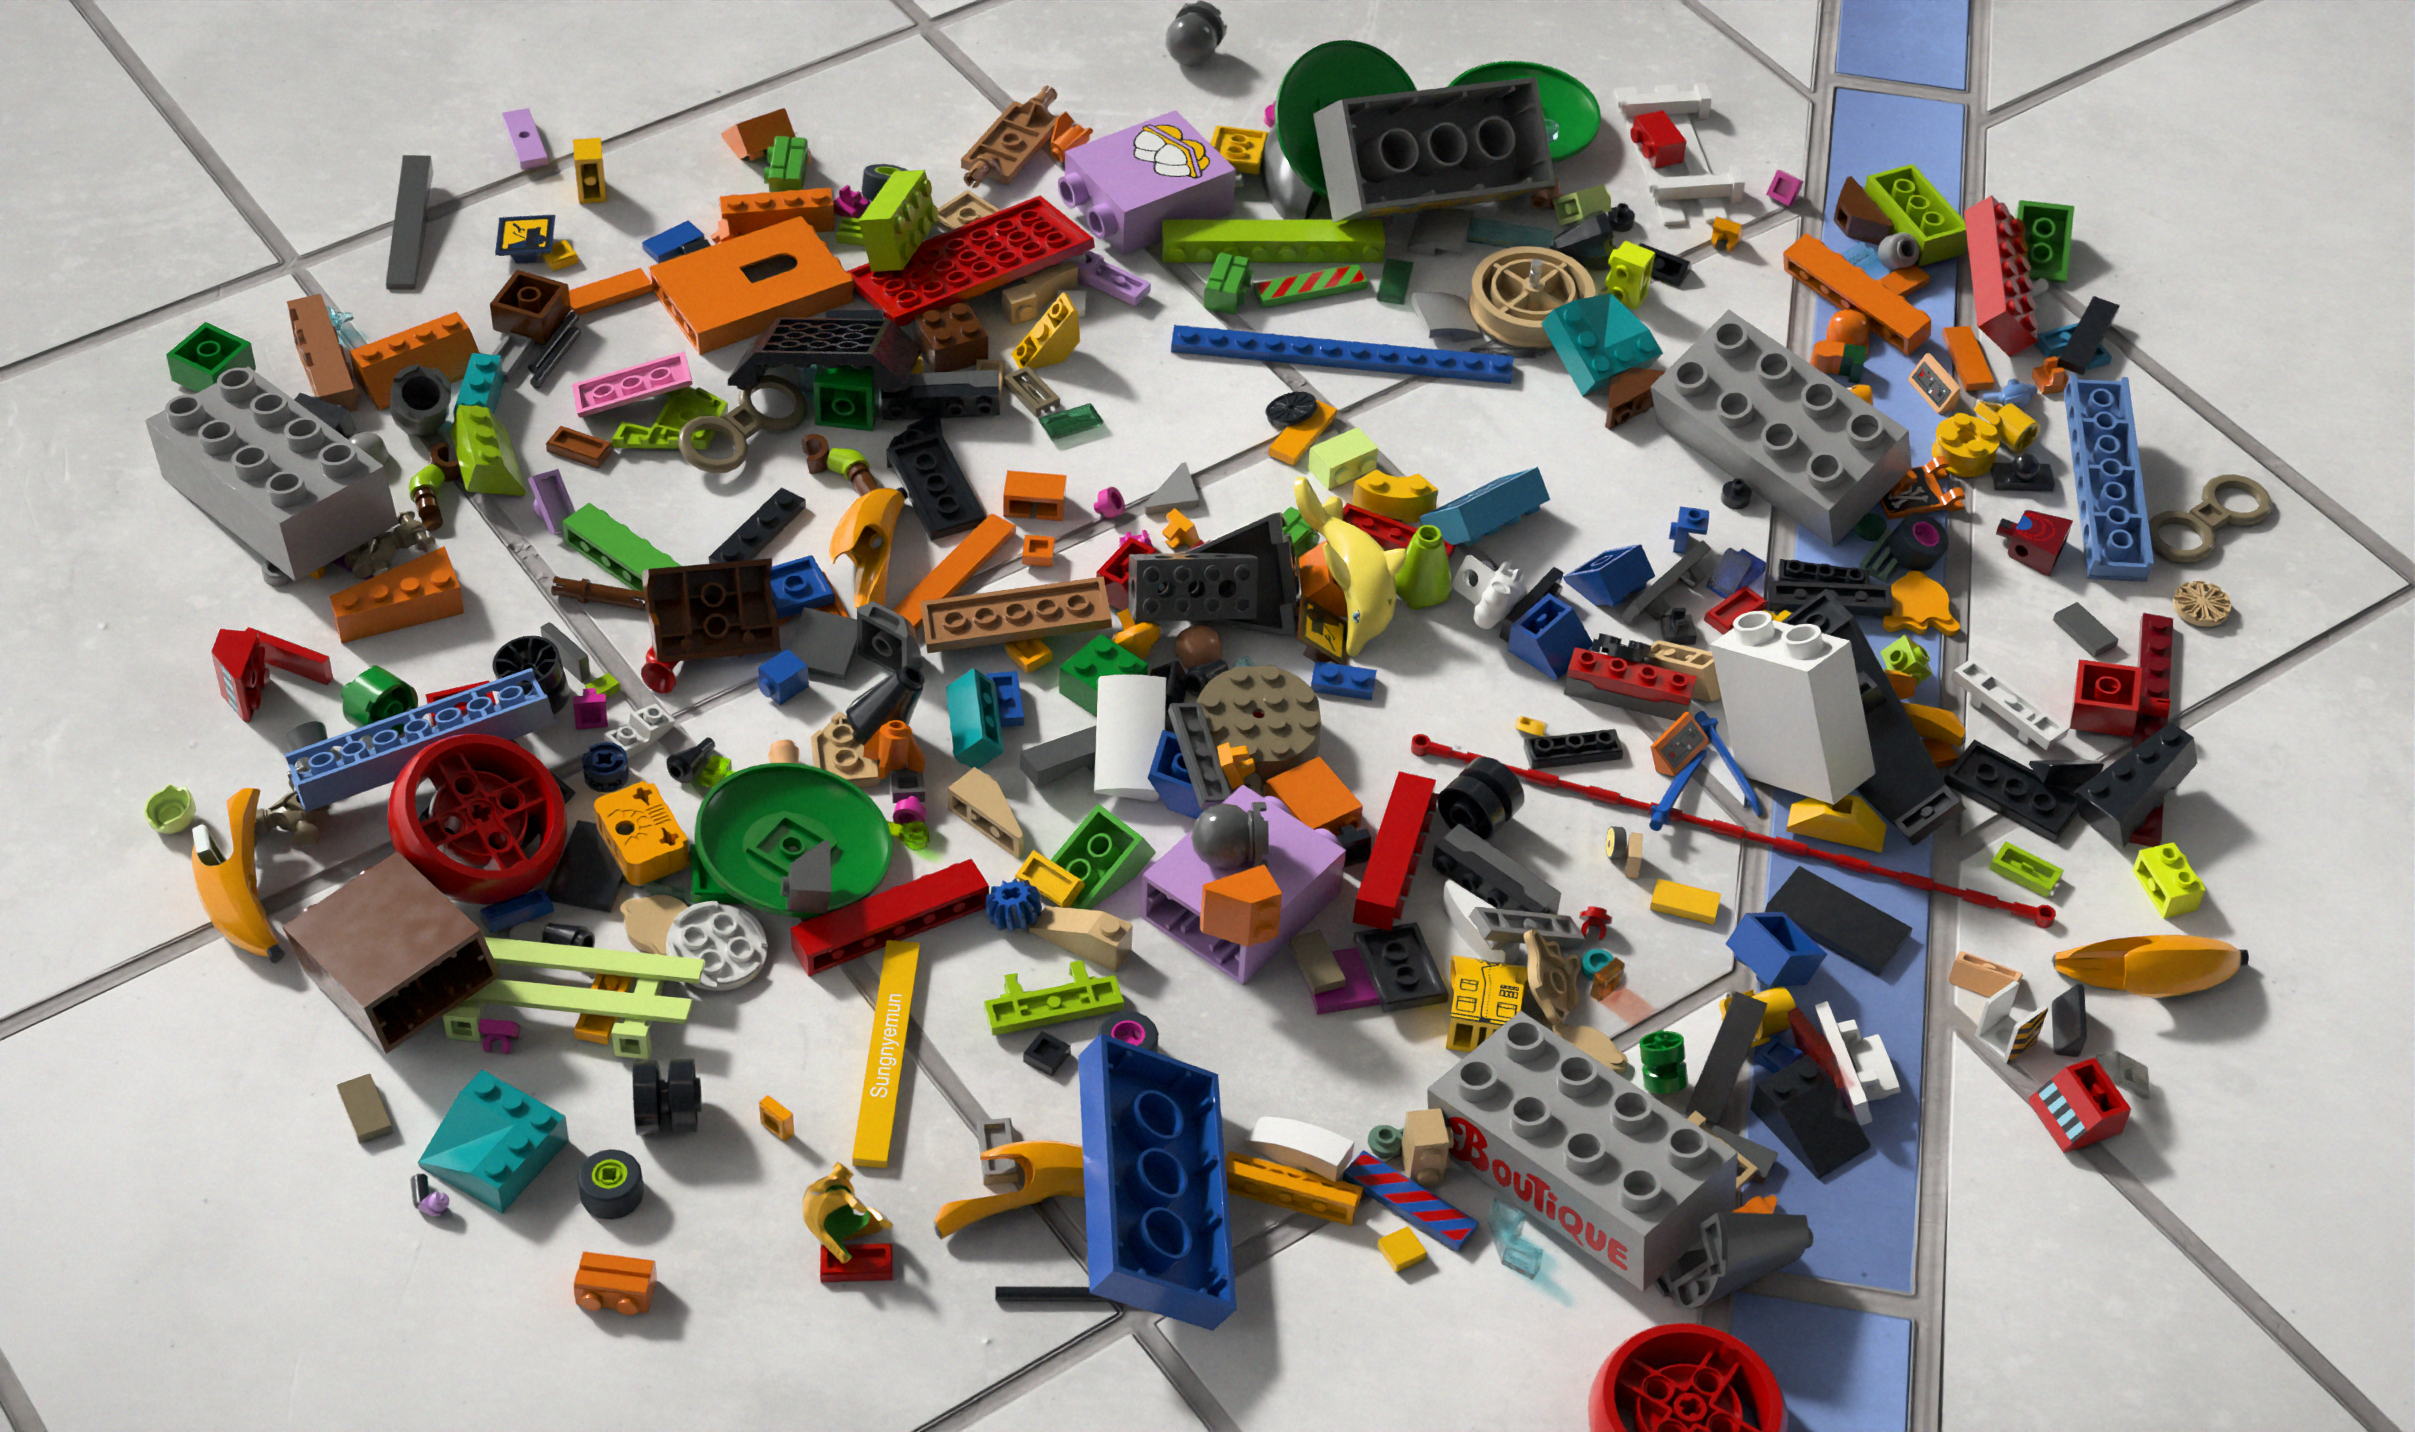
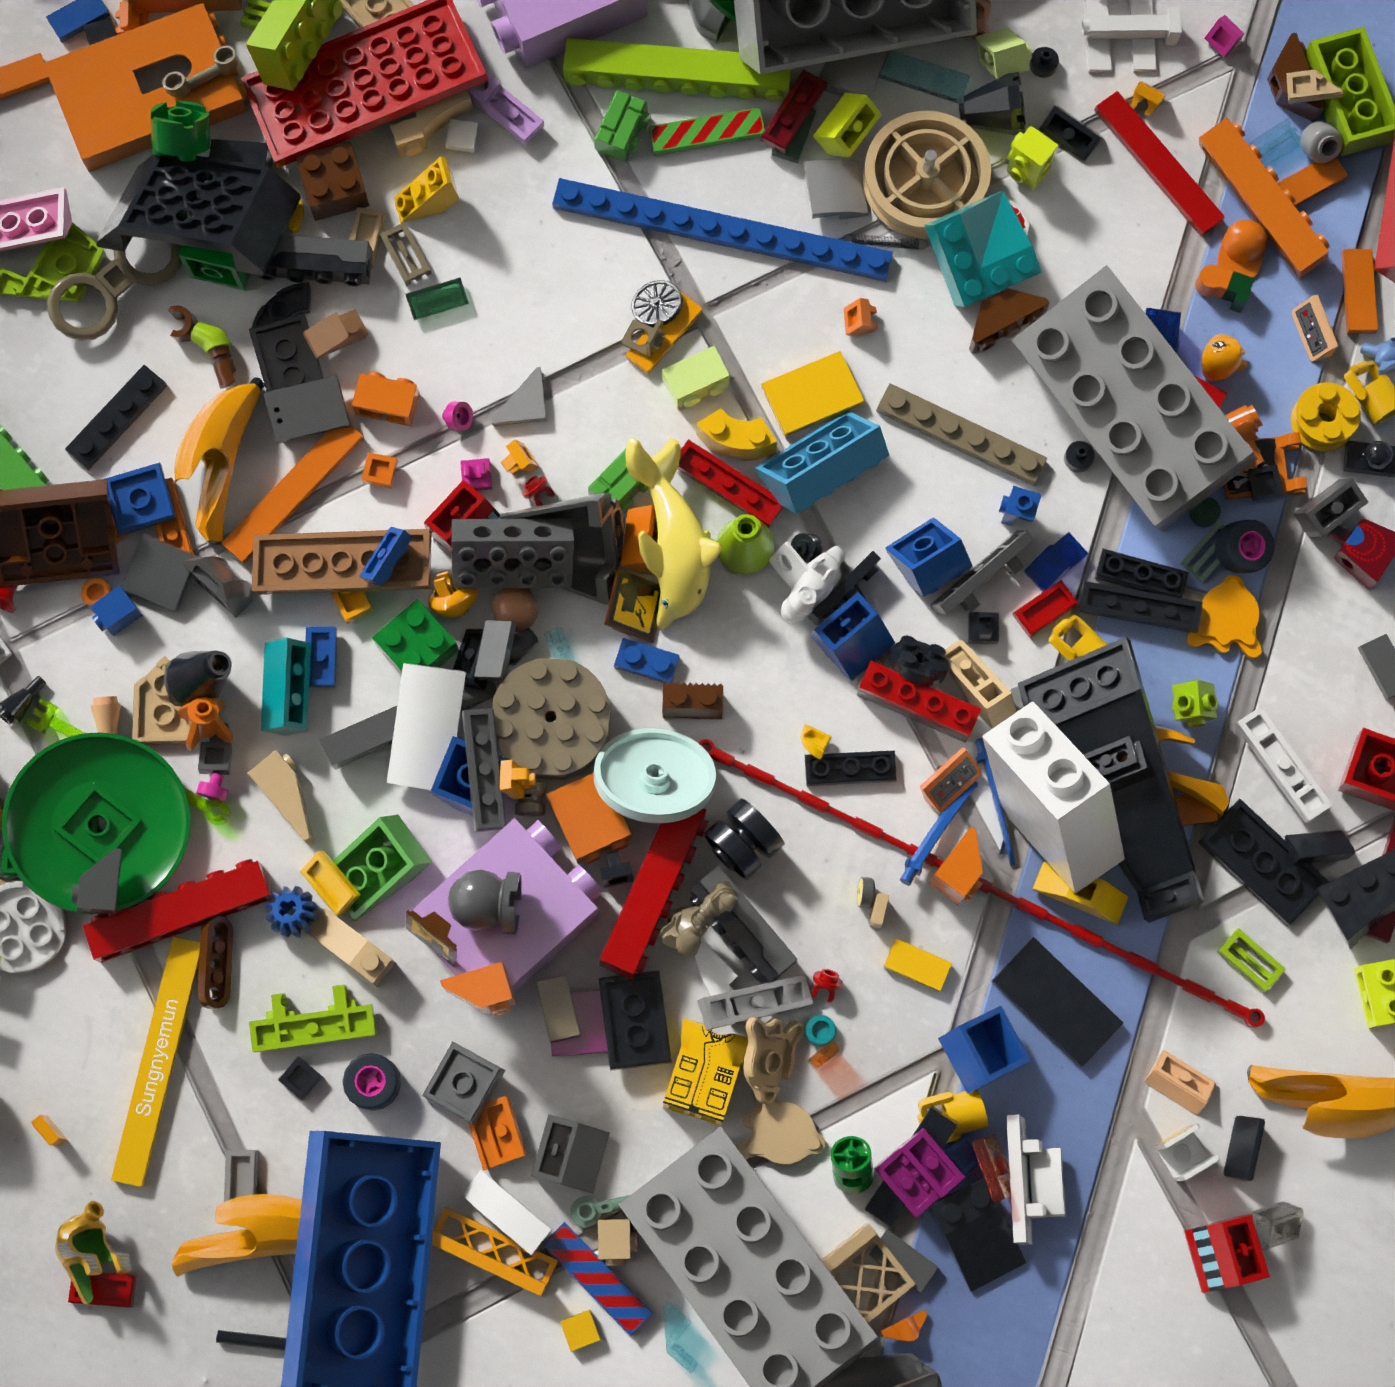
camera: 10 degrees right, 30 degrees up
(750, 668) = (94, 590): none -> orange tile
(798, 295) = (180, 130): none -> green brick
(833, 250) = (179, 87): none -> dark tan bar
(937, 957) = (220, 950): none -> reddish brown plate
(956, 505) = (307, 409): none -> dark grey container
(974, 445) = (335, 333): none -> medium nougat slope
(1067, 590) = (385, 556): none -> blue plate
(1180, 867) = (433, 932): none -> piece
(1189, 669) = (495, 650): none -> tile
(1227, 1037) = (463, 1083): none -> dark grey tile
(1272, 1078) = (498, 1134): none -> orange plate
(1295, 429) = (654, 340): none -> dark tan bracket
(1356, 1084) = (570, 1154): none -> dark grey slope
(1377, 752) = (654, 775): none -> light aqua dish
(1392, 262) = (794, 111): none -> dark red tile
(1399, 701) = (692, 701): none -> reddish brown brick
(1445, 861) = (690, 924): none -> dark tan piece
(1447, 265) = (847, 125): none -> neon yellow brick
(1462, 465) = (812, 393): none -> yellow tile
(1493, 405) = (858, 317): none -> orange tile
(1614, 485) = (961, 434): none -> dark tan plate
(1710, 801) = (961, 870): none -> orange slope
(1737, 1055) = (919, 1172): none -> magenta slope
(1751, 281) = (1159, 163): none -> red tile
(1877, 206) = (1310, 86): none -> tan tile
(1922, 497) = (1264, 482): none -> black tile
(1992, 506) = (1331, 507): none -> flat silver brick

